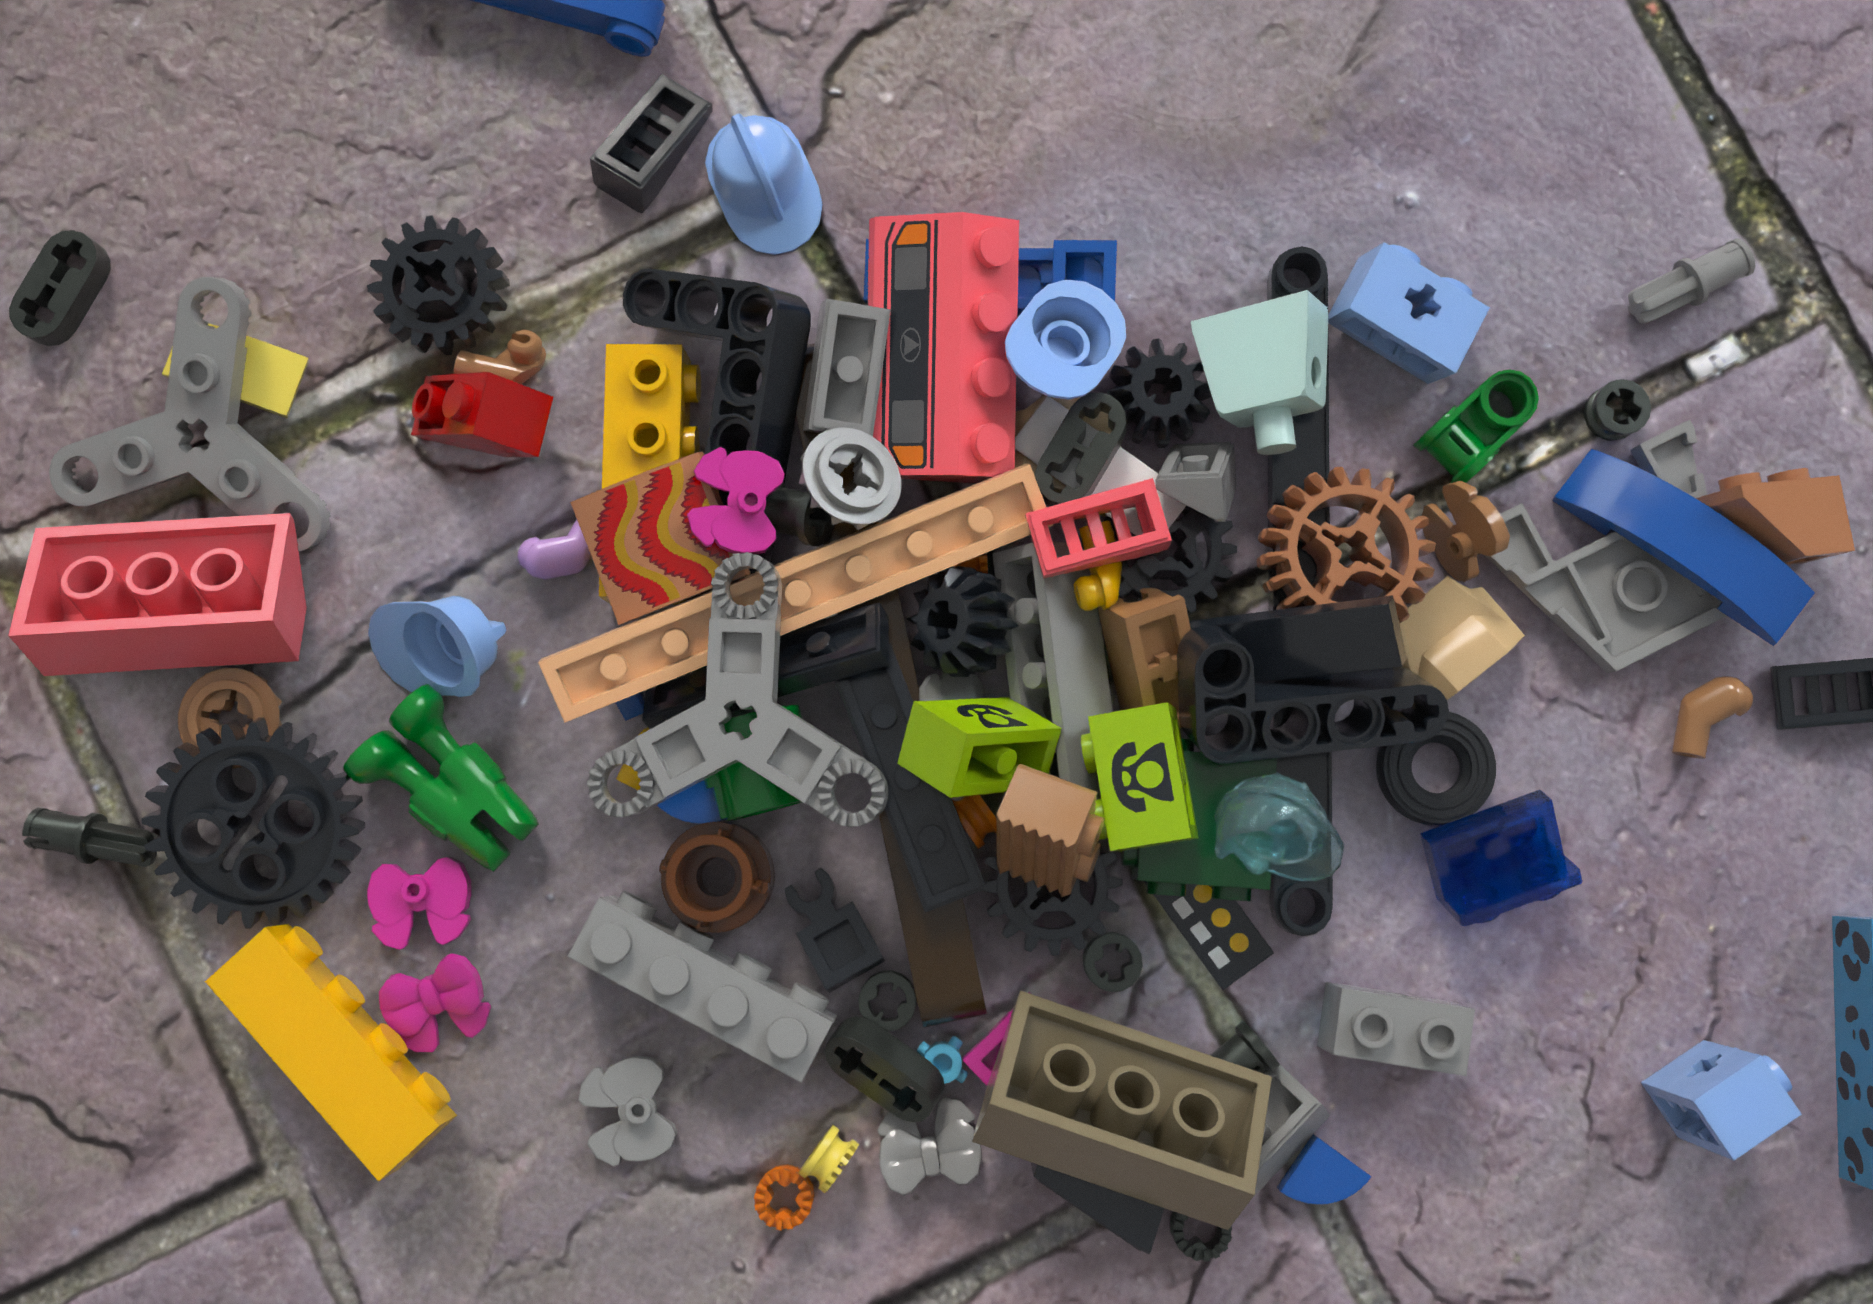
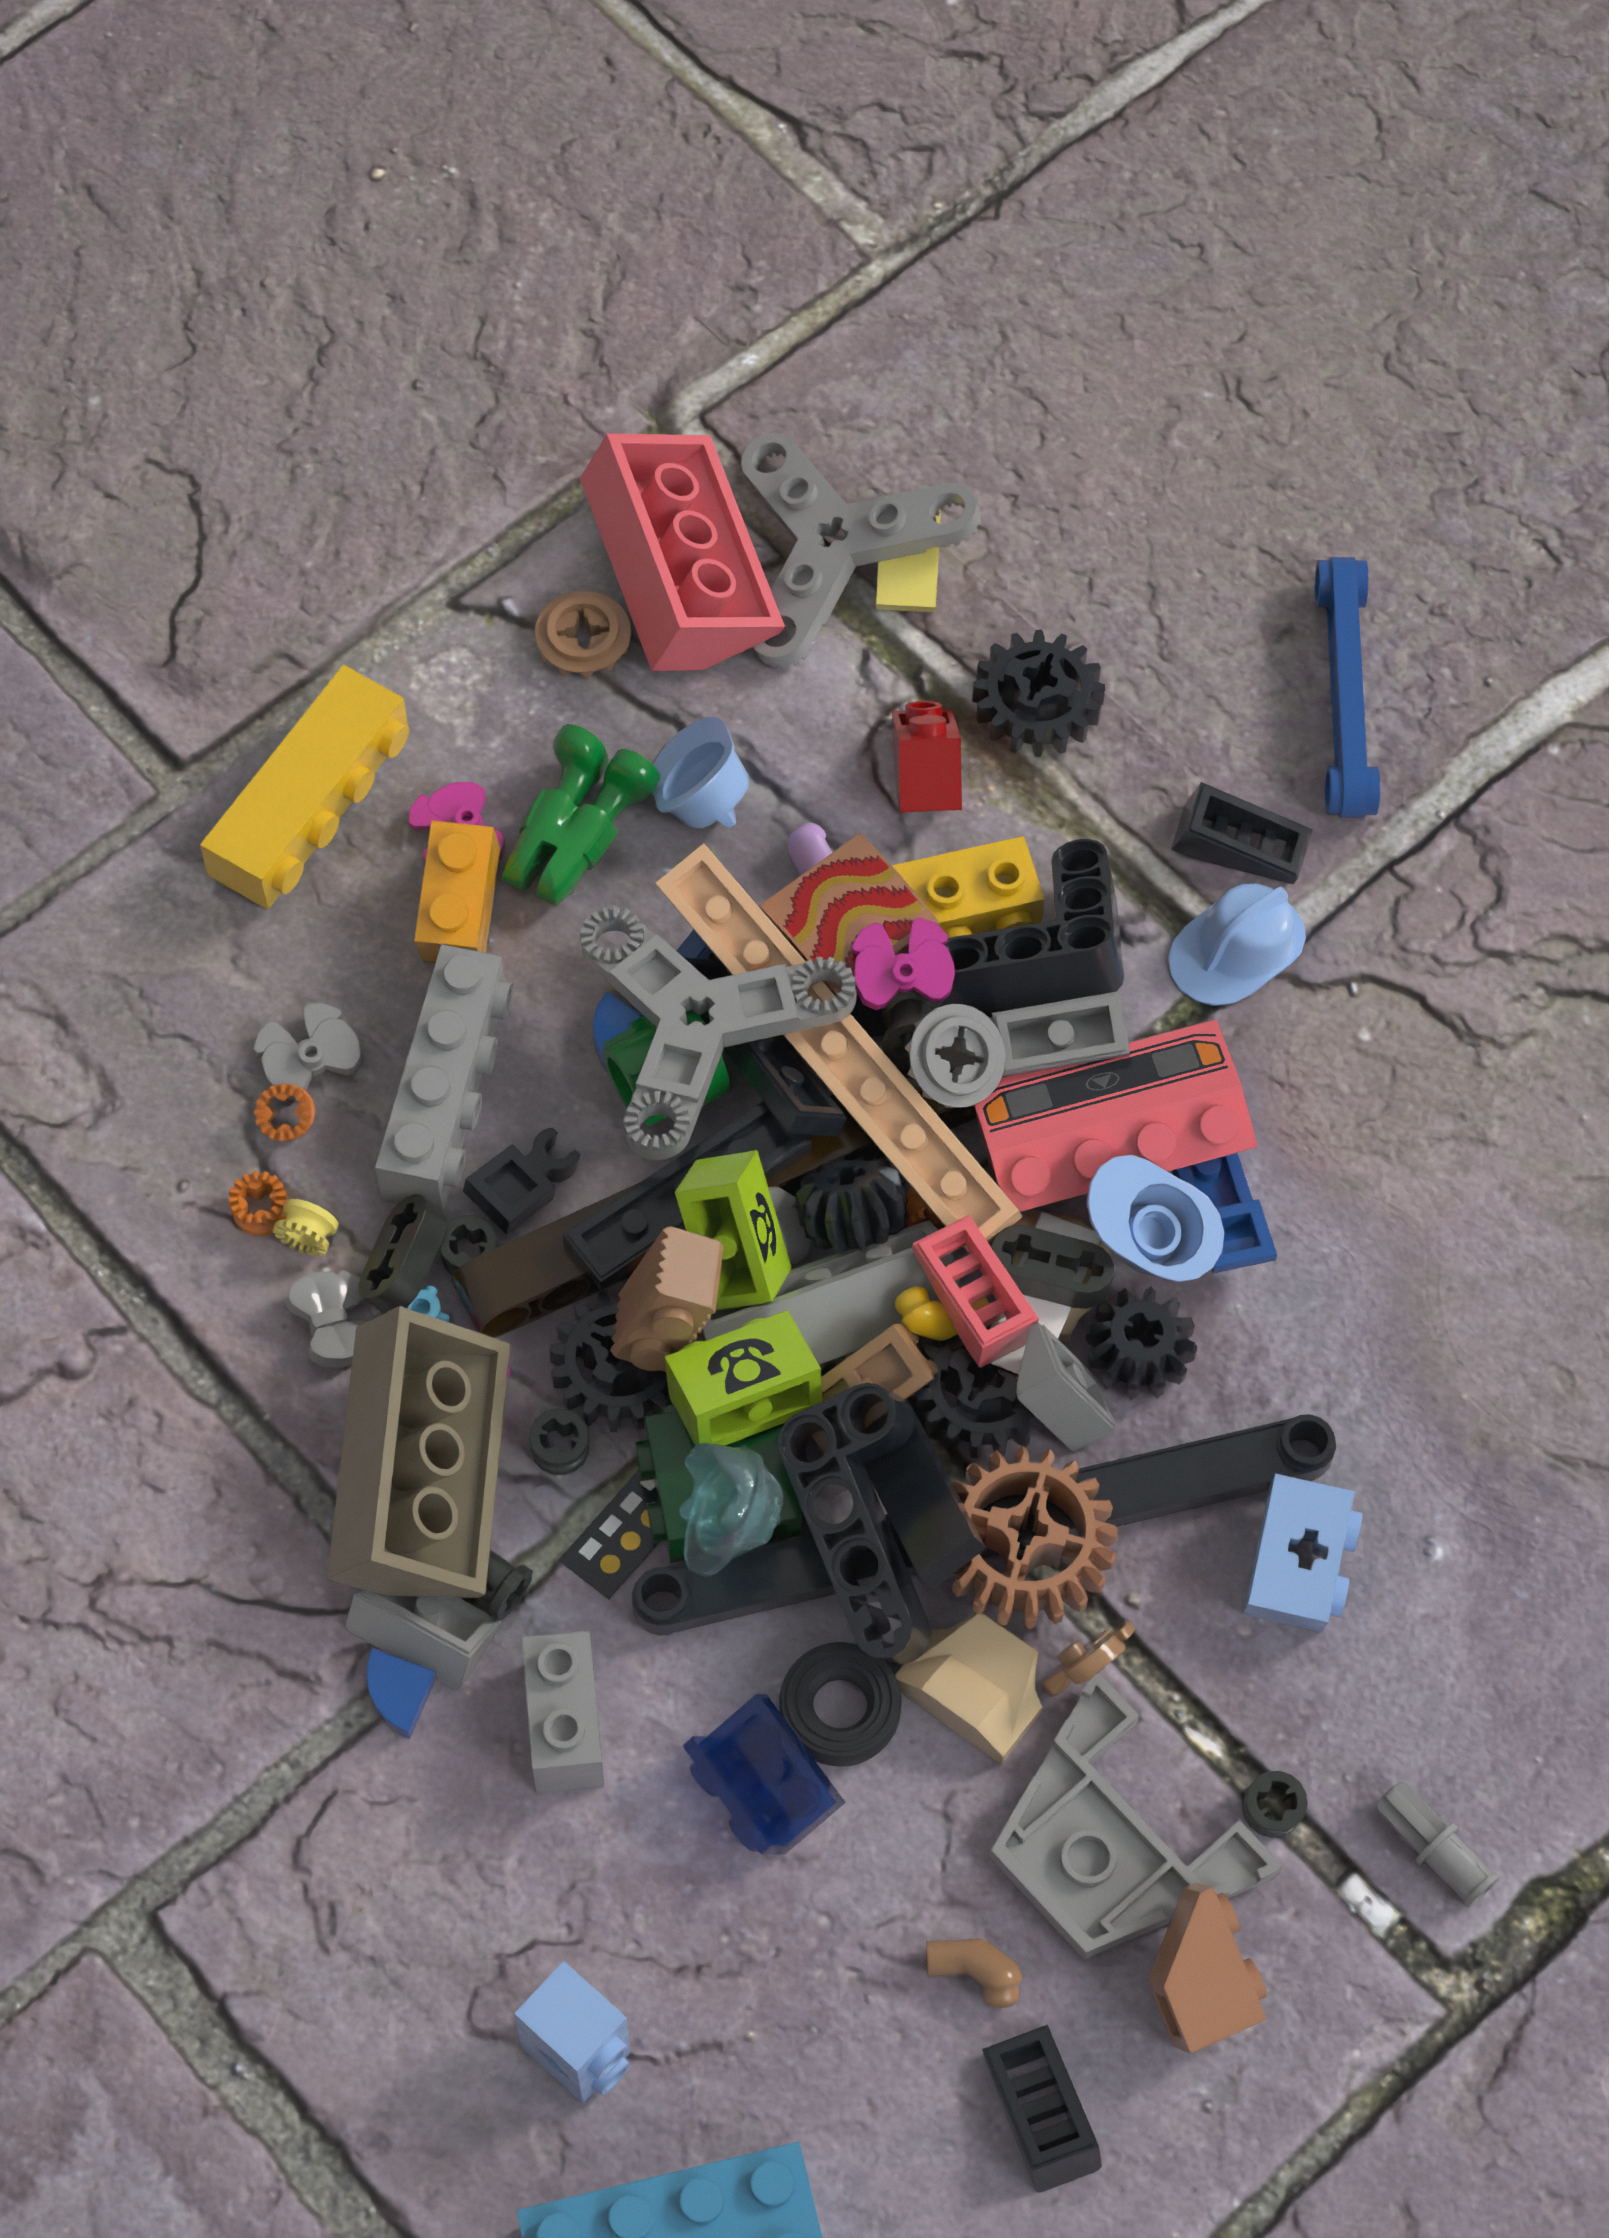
camera: 70 degrees right, 20 degrees down
(59, 288) = (936, 400): pearl dark grey beam -> none
(87, 837) = (444, 553): pearl dark grey axle -> none
(205, 790) = (511, 626): black gear -> none
(412, 1003) = (362, 847): dark pink piece -> none
(506, 923) = (457, 888): none -> light orange brick
(517, 363) = (981, 775): medium nougat arm -> none
(683, 881) = (552, 1093): reddish brown piece -> none
(714, 1149) = (265, 1112): none -> orange bush
(1121, 1214) = (314, 1501): black slope -> none
(1195, 1247) = (297, 1590): pearl dark grey bush -> none
(1266, 365) = (1194, 1419): light aqua torso -> none
(1472, 431) = (1202, 1653): green piece -> none
(1690, 539) = (1143, 1892): blue slope -> none

